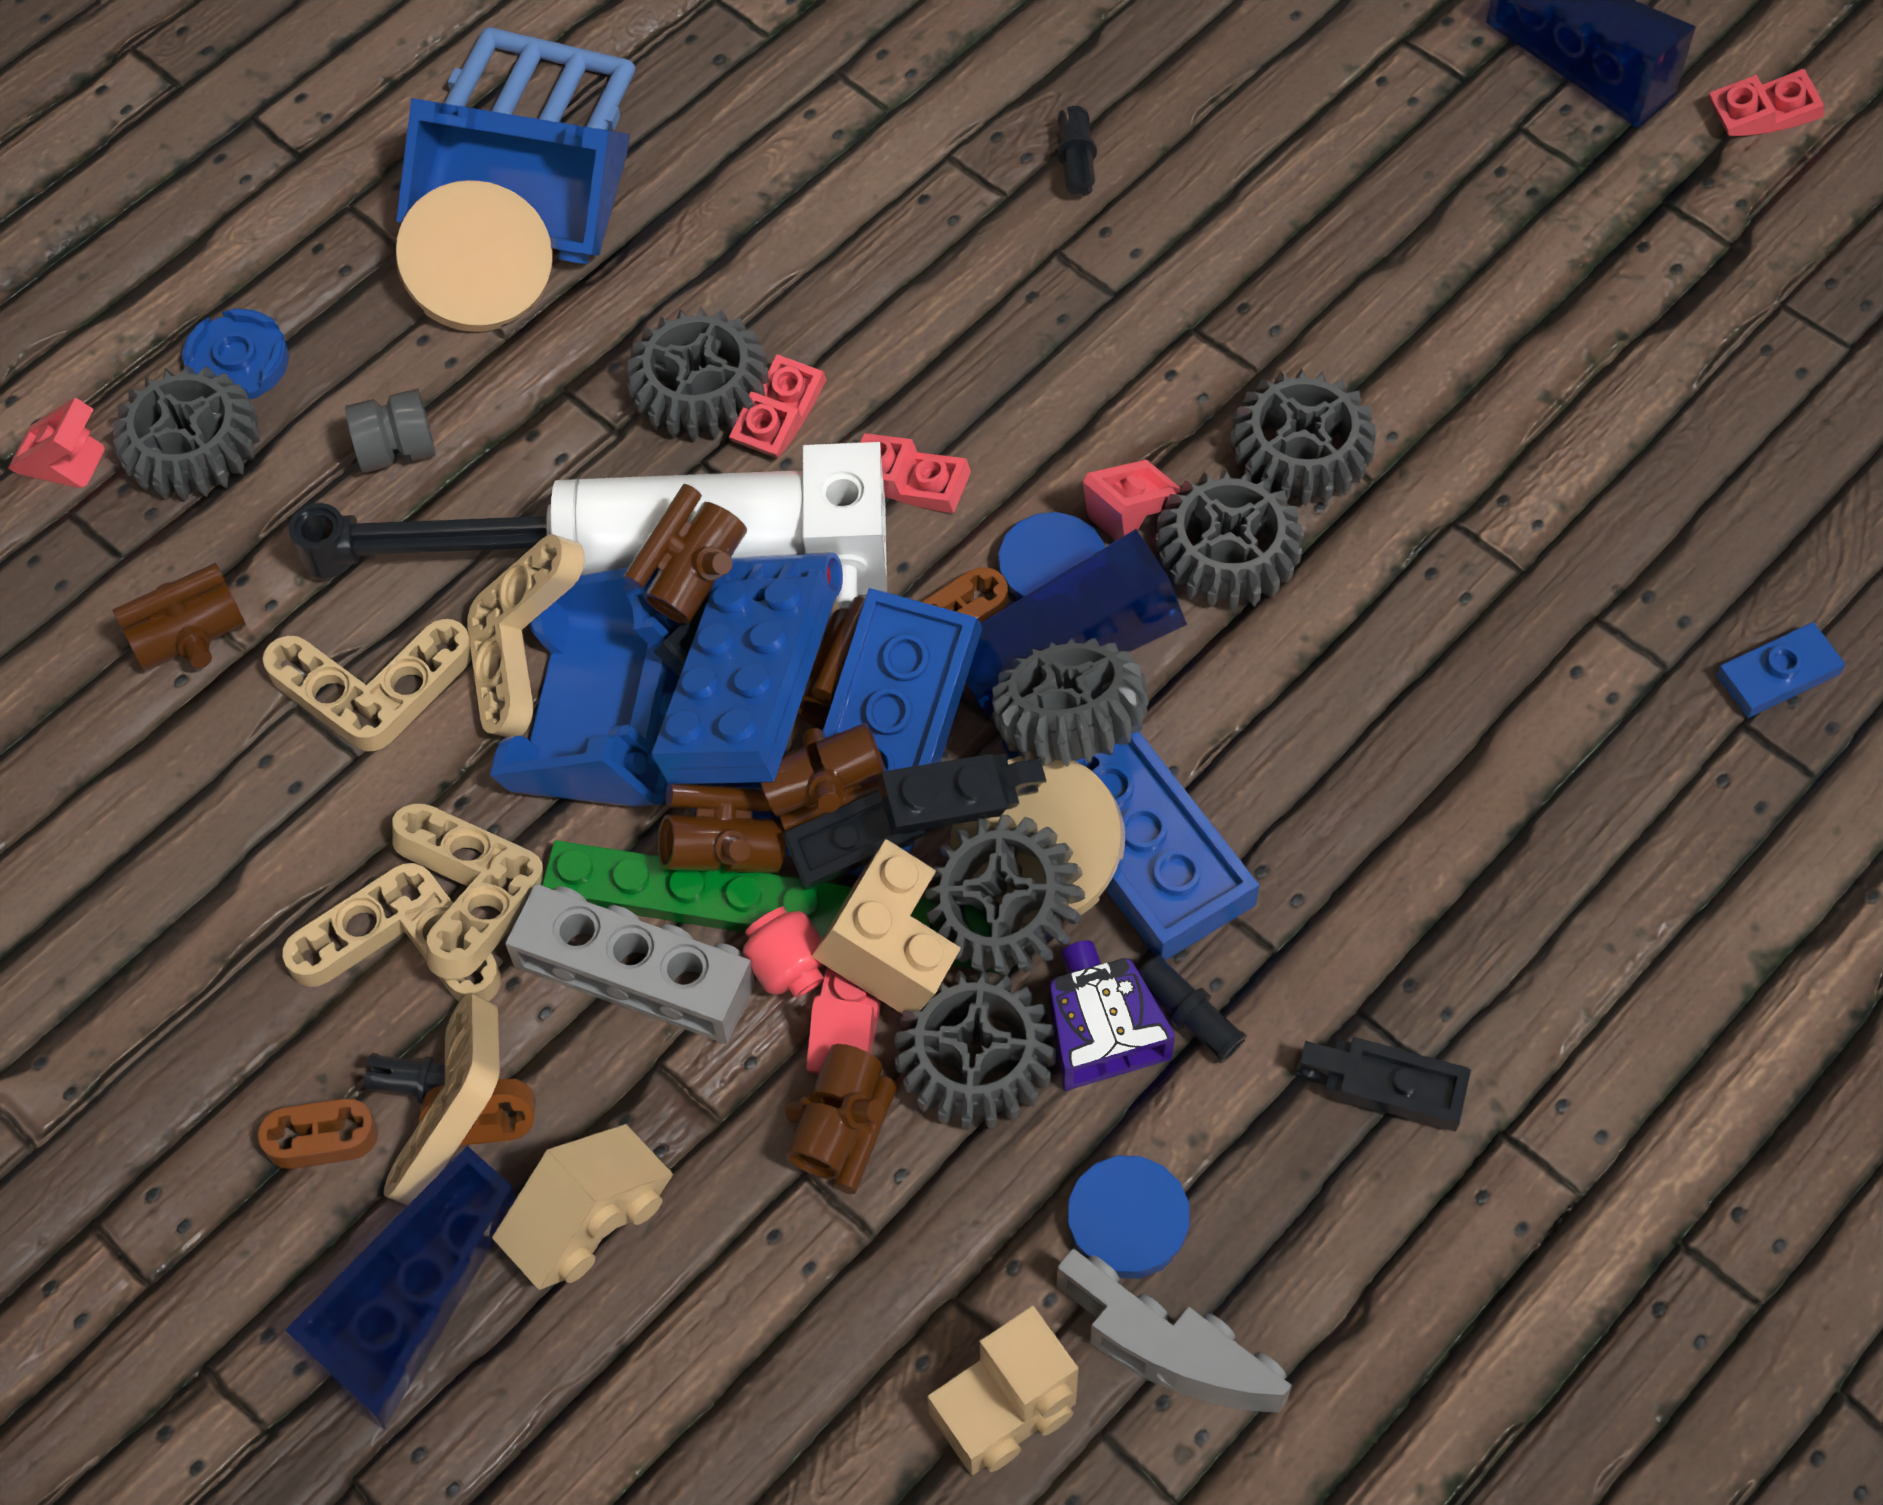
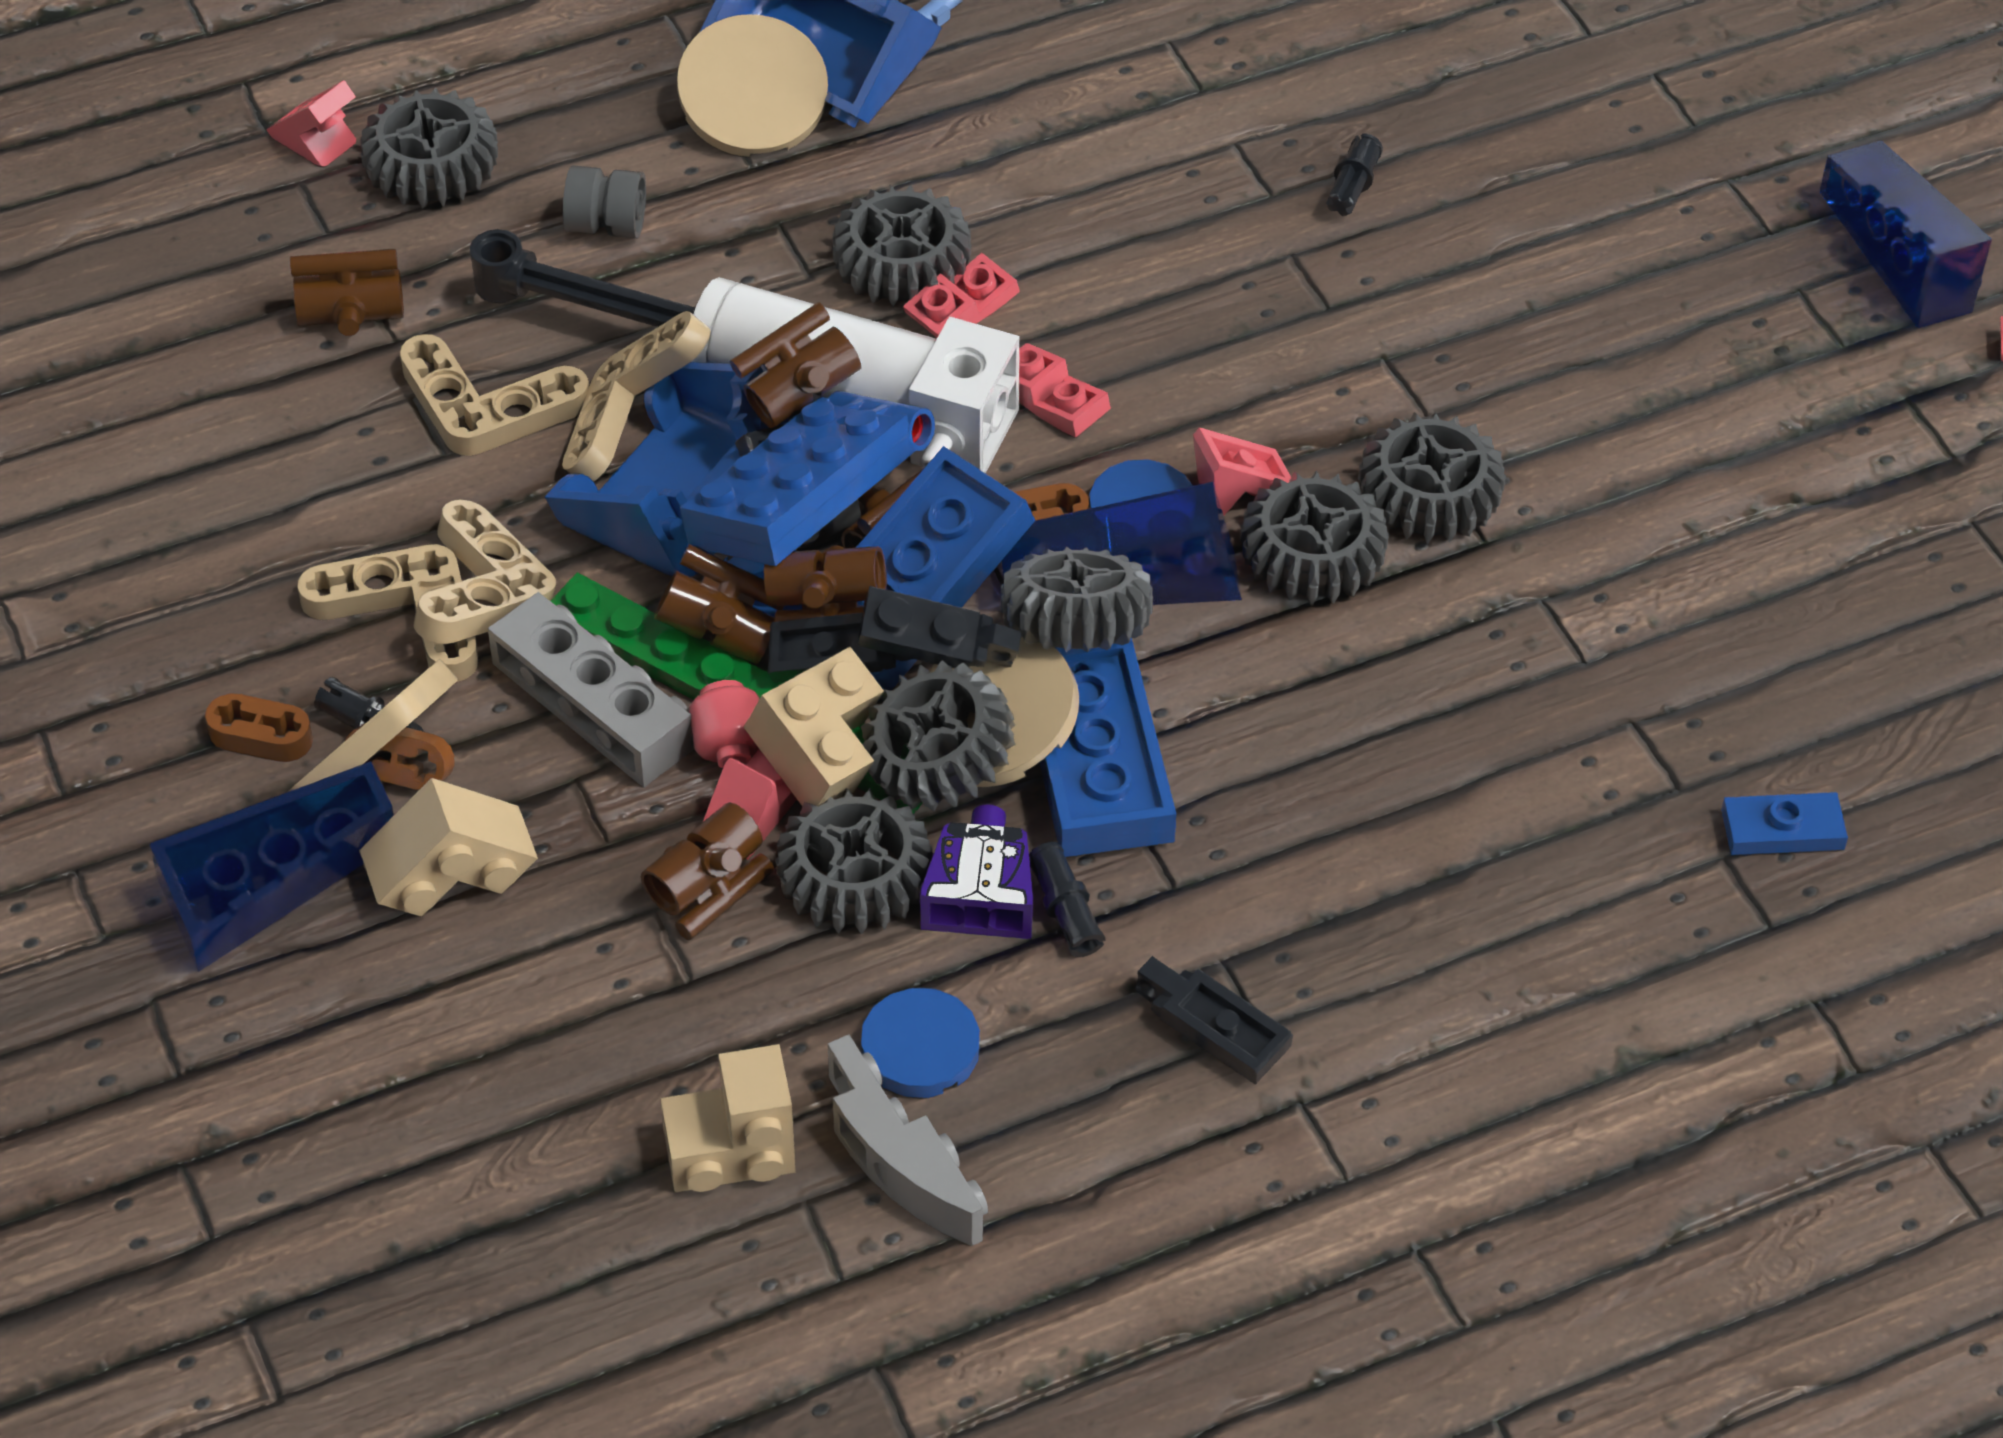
camera: 20 degrees right, 10 degrees down
(242, 346) = (515, 100): blue tile -> none

